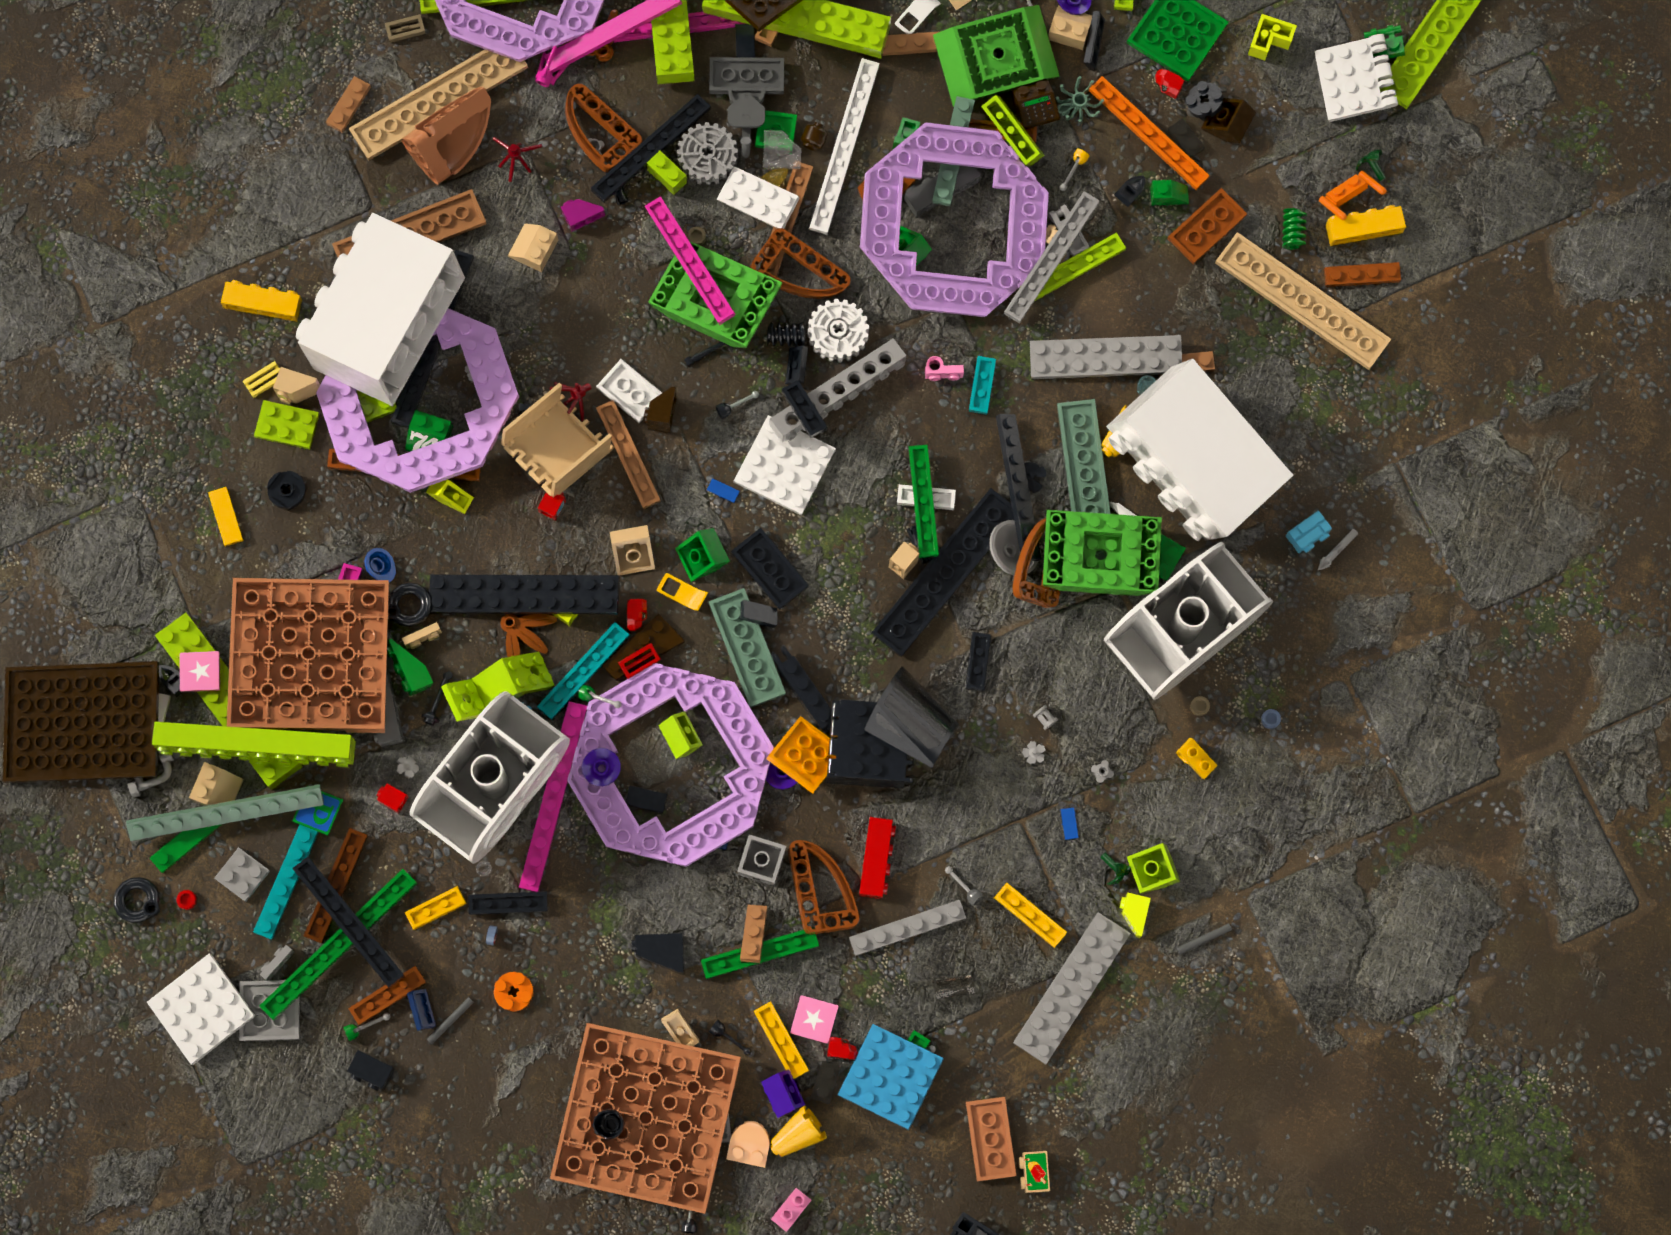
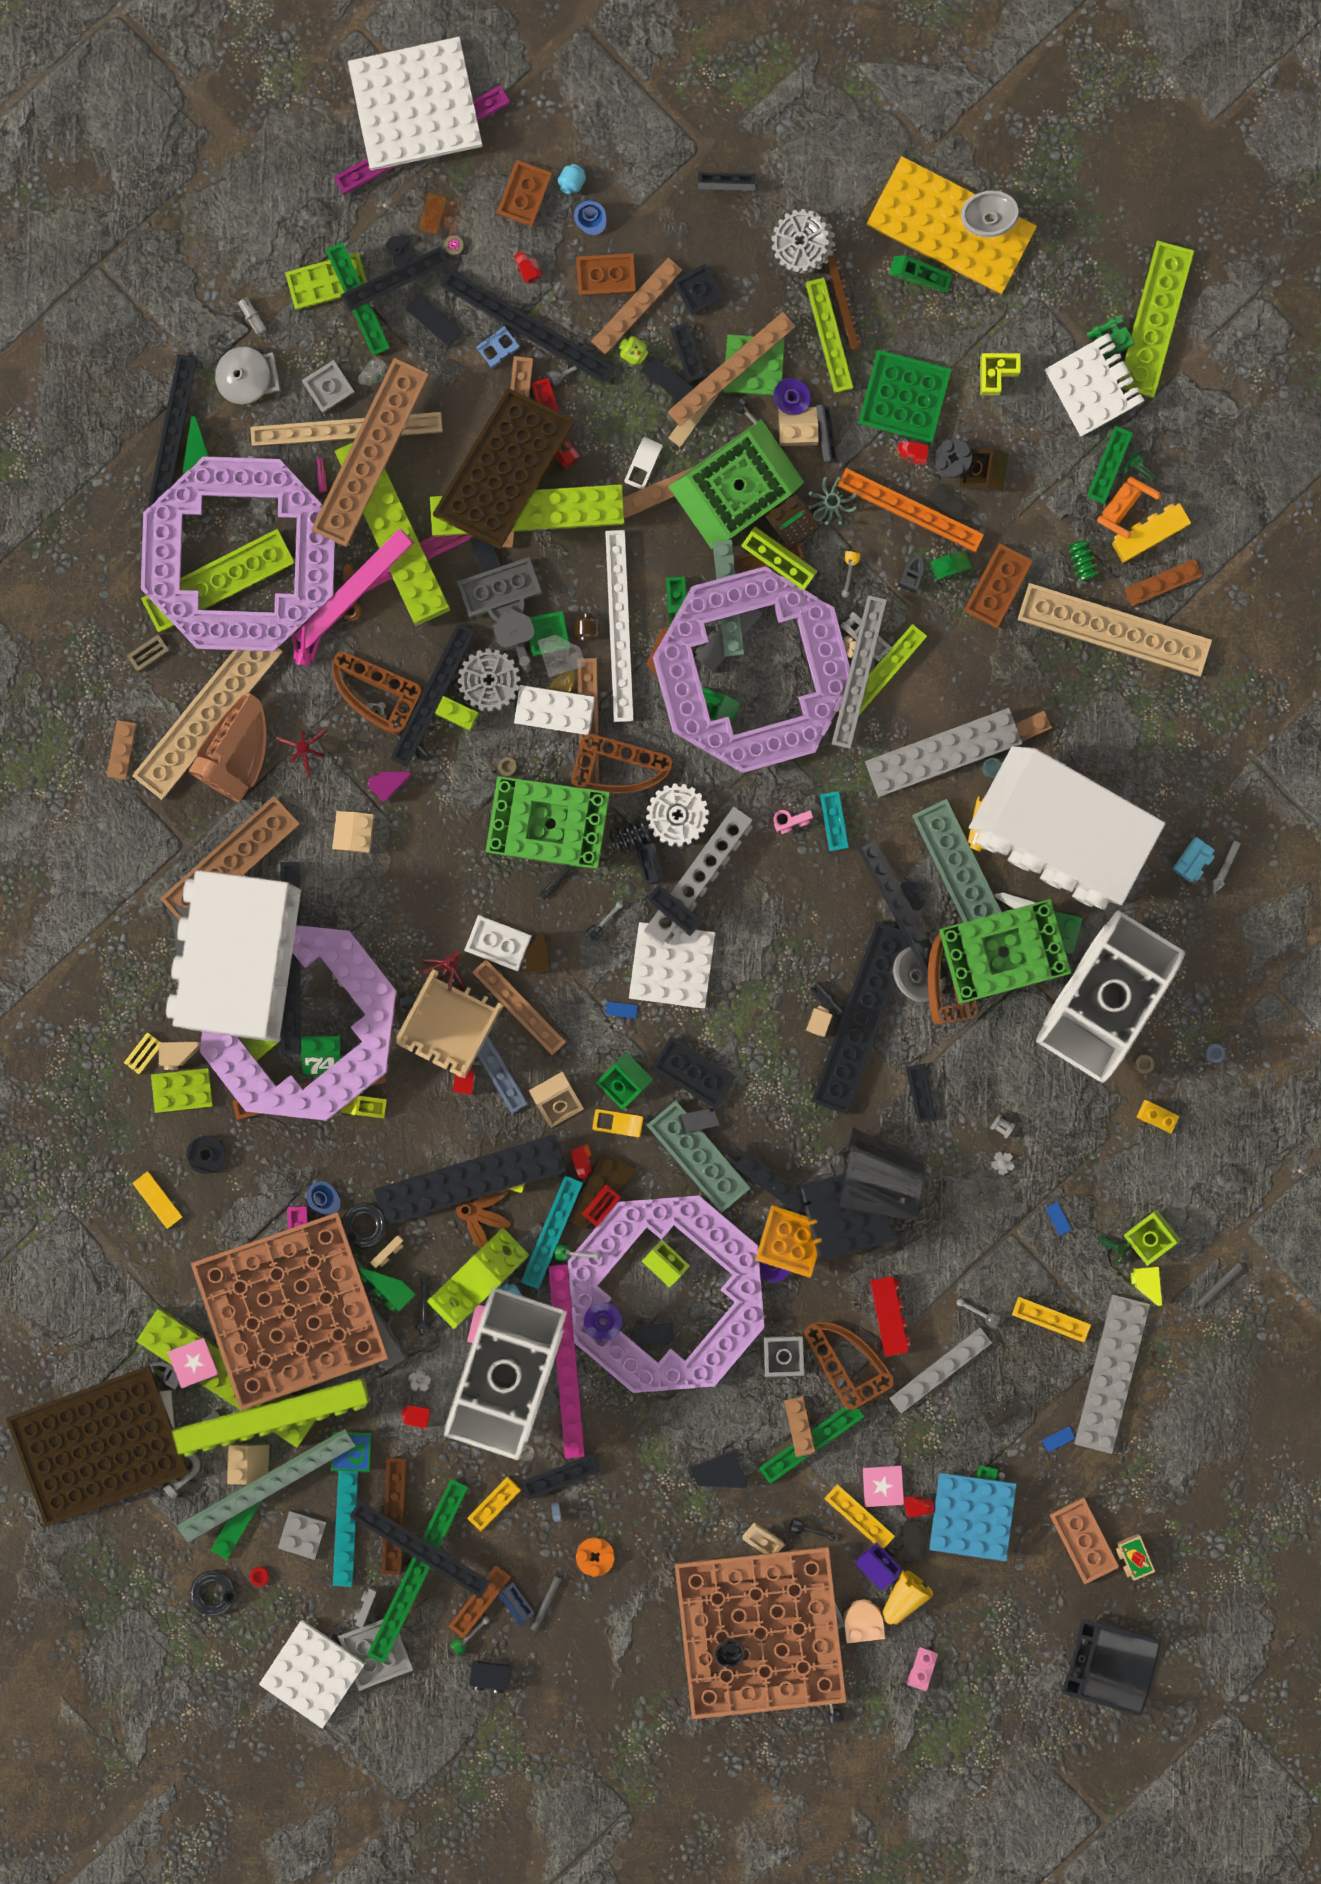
camera: 15 degrees left, 10 degrees up
(261, 301) = (112, 978): yellow brick -> none
(588, 512) = (501, 1077): none -> sand blue tile
(690, 260) = (512, 800): dark pink plate -> none
(923, 501) = (817, 958): green plate -> none
(941, 497) = (817, 951): white plate -> none
(999, 1033) = (1058, 1439): none -> blue window
(1100, 777) = (1073, 1164): light grey plate -> none
(1346, 153) = (1109, 465): none -> green plate

